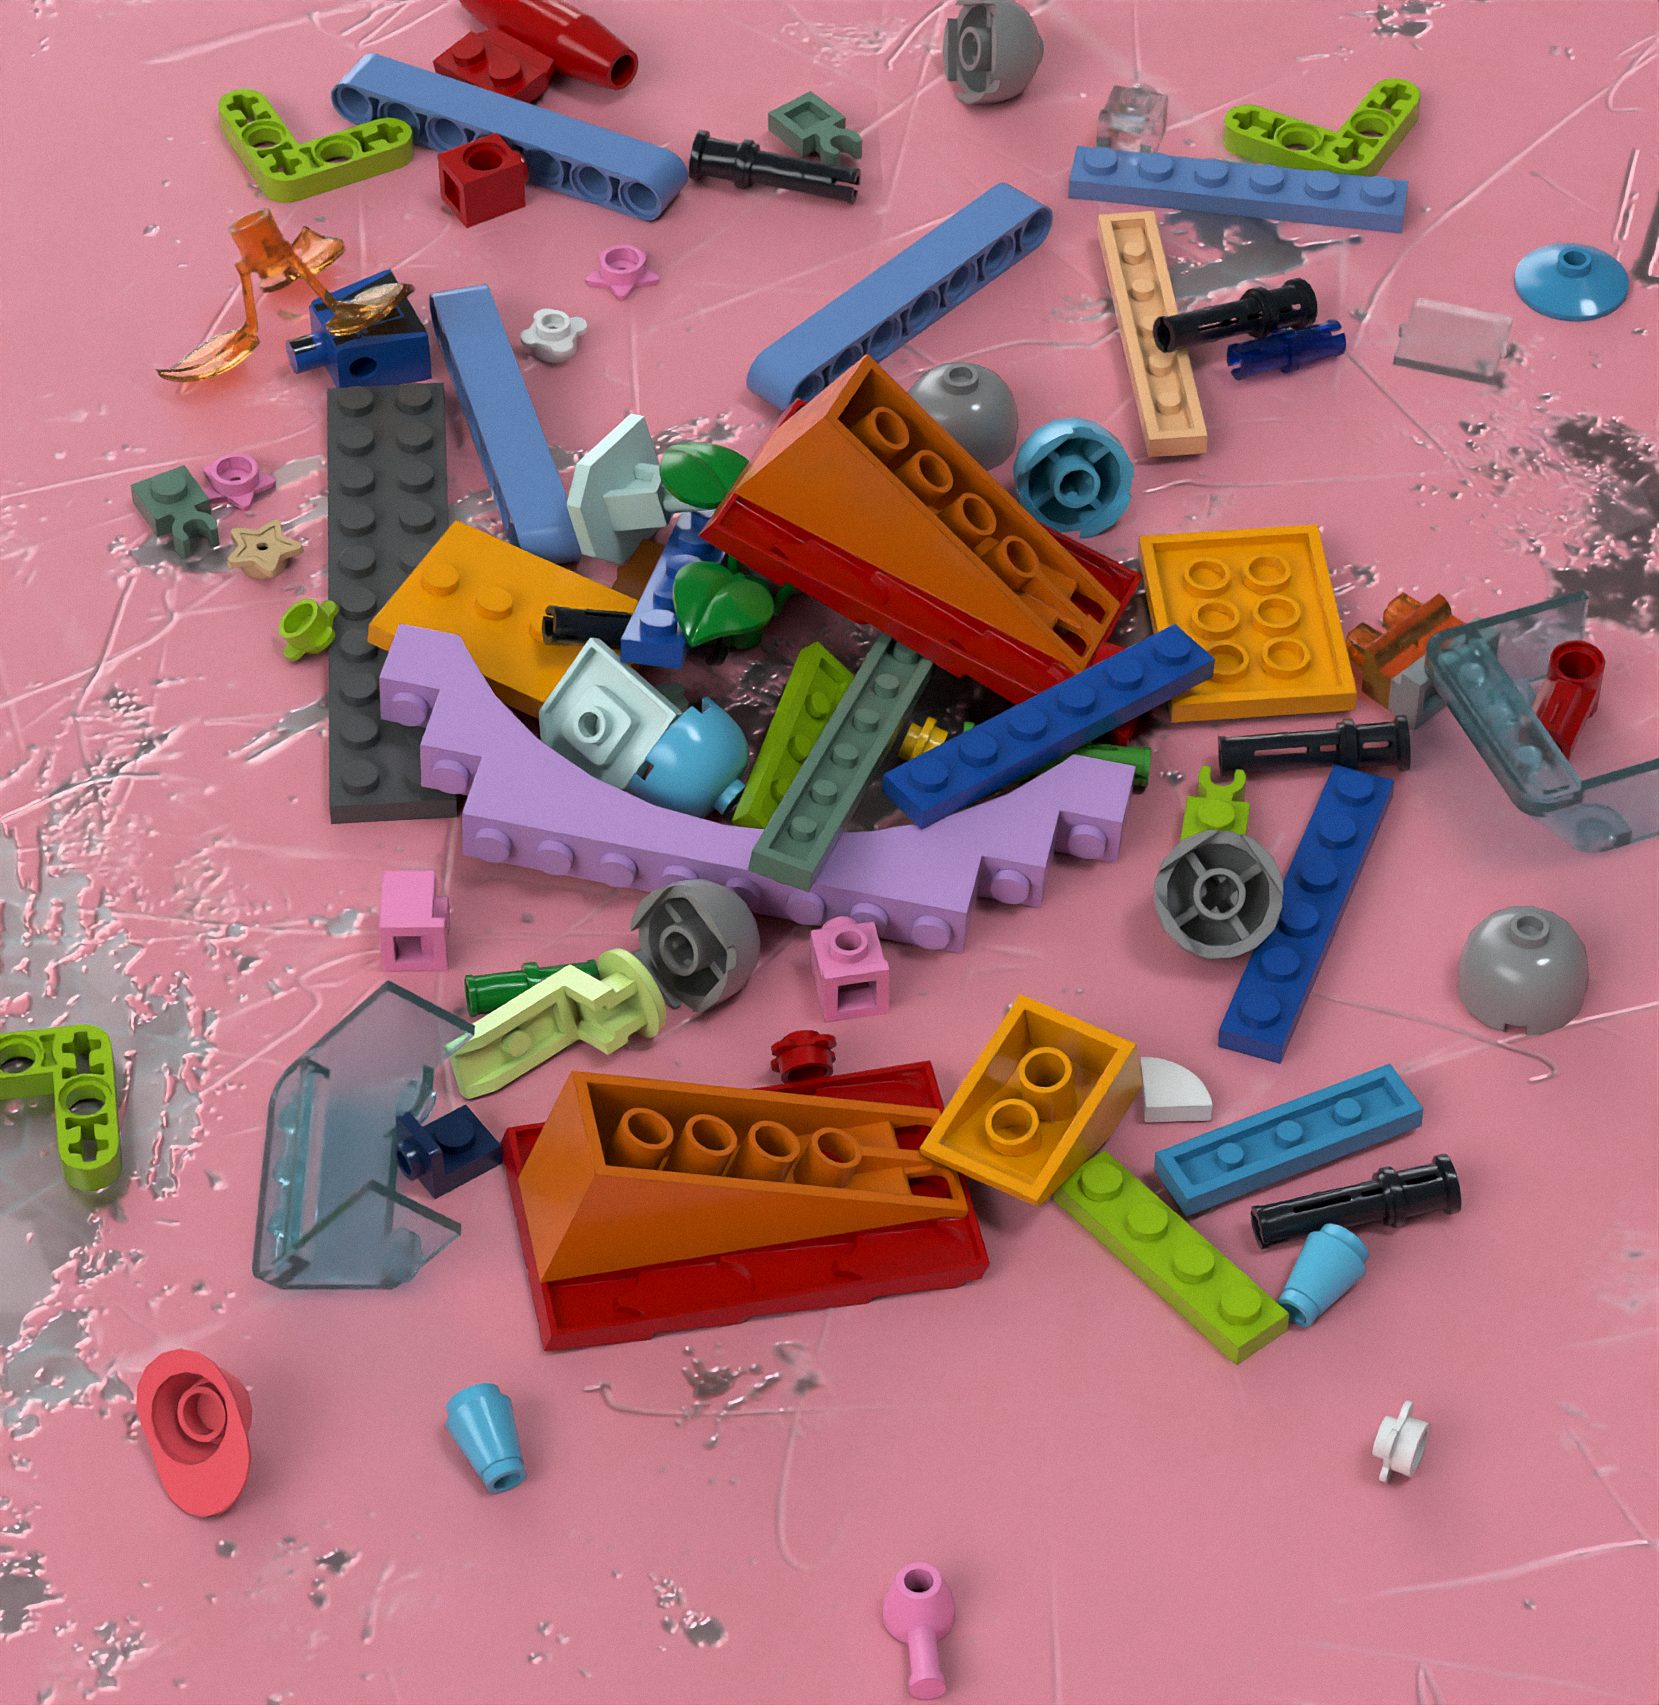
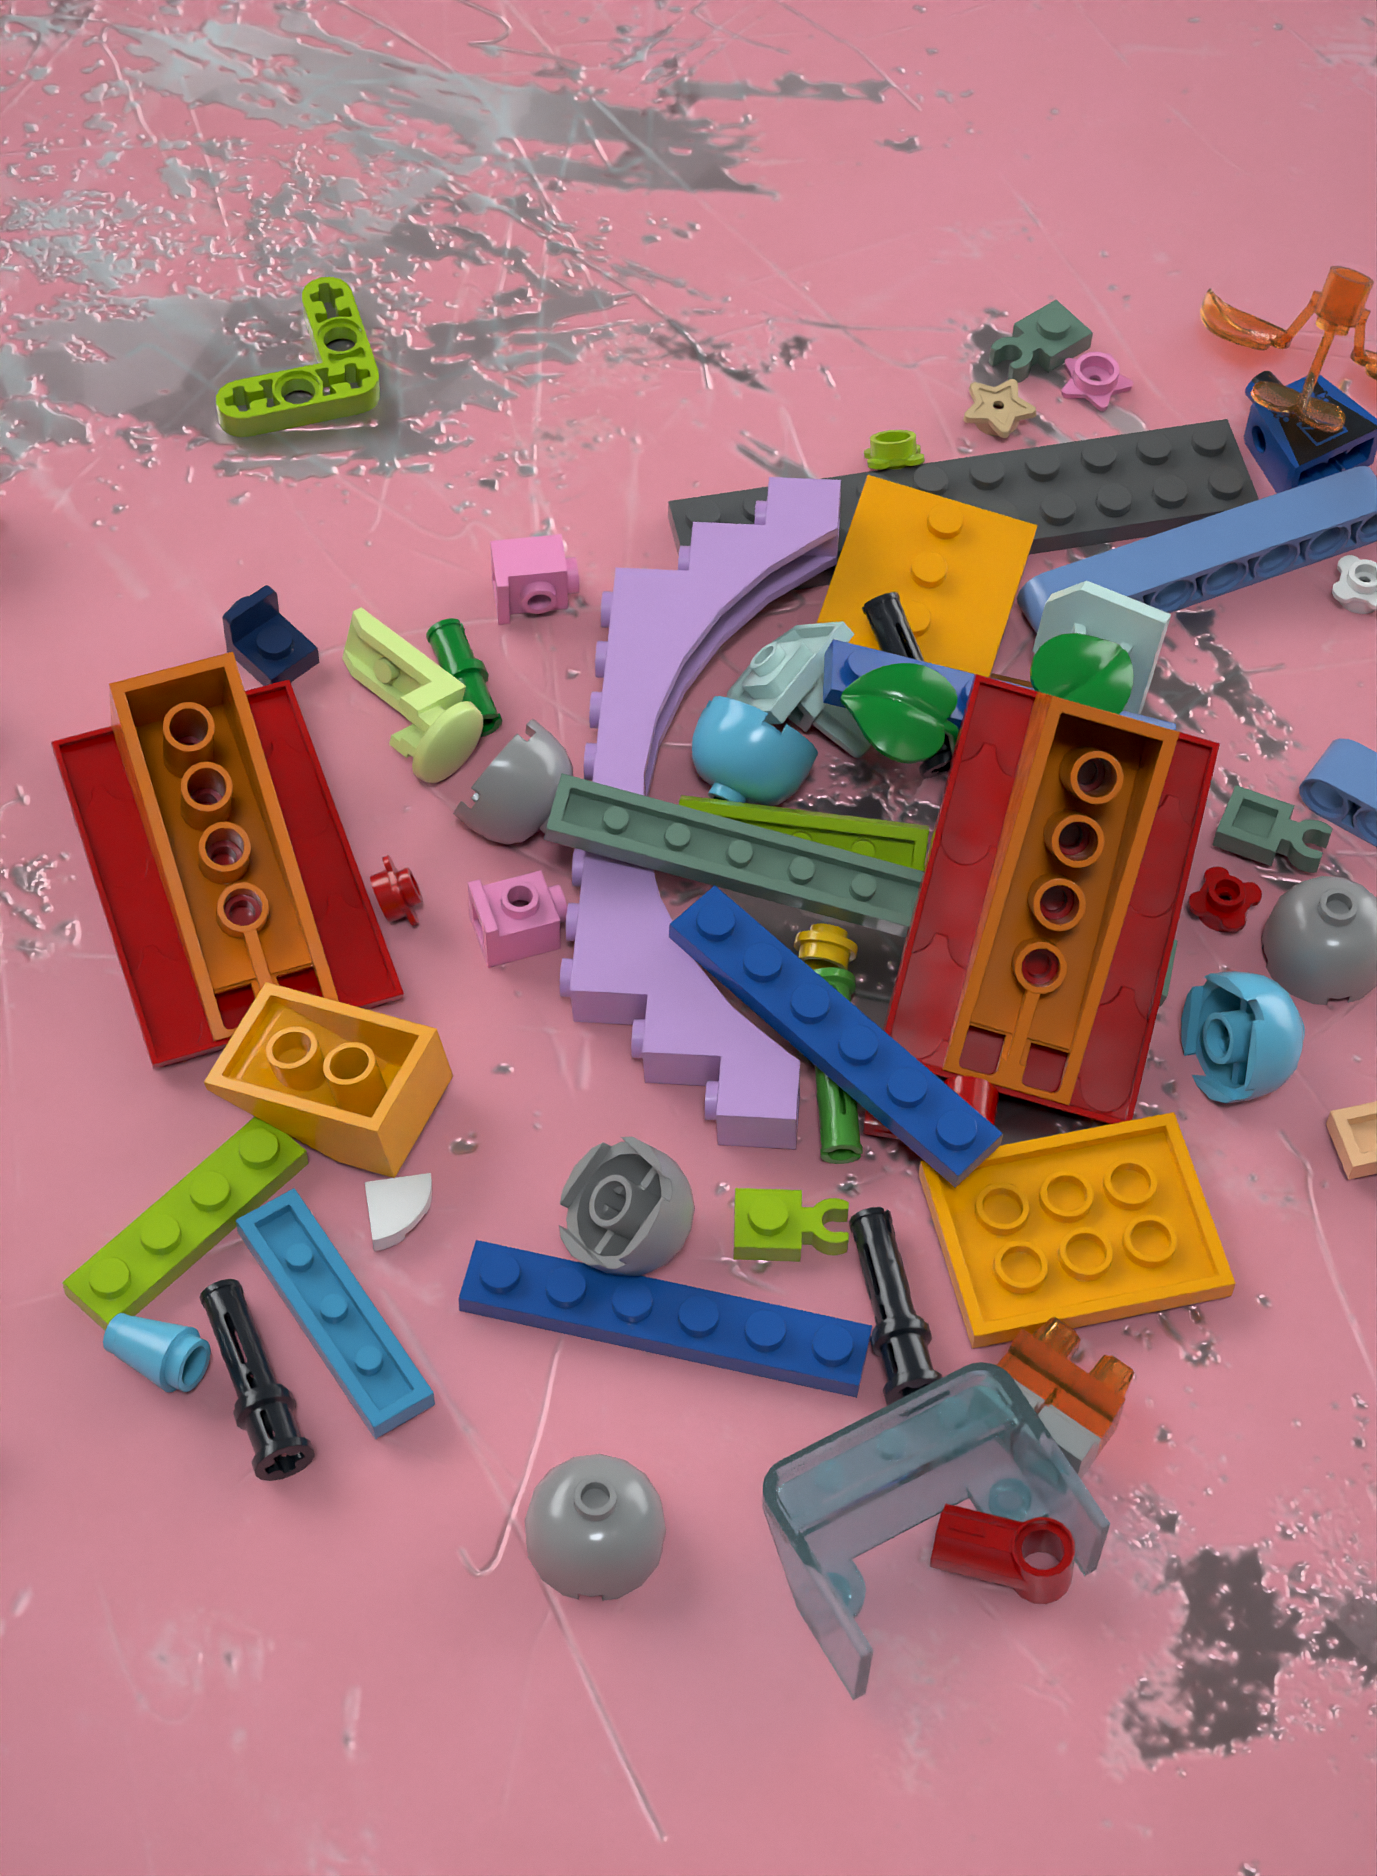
camera: 80 degrees right, 10 degrees up
(329, 1157) = (204, 569): clear light blue windscreen -> none

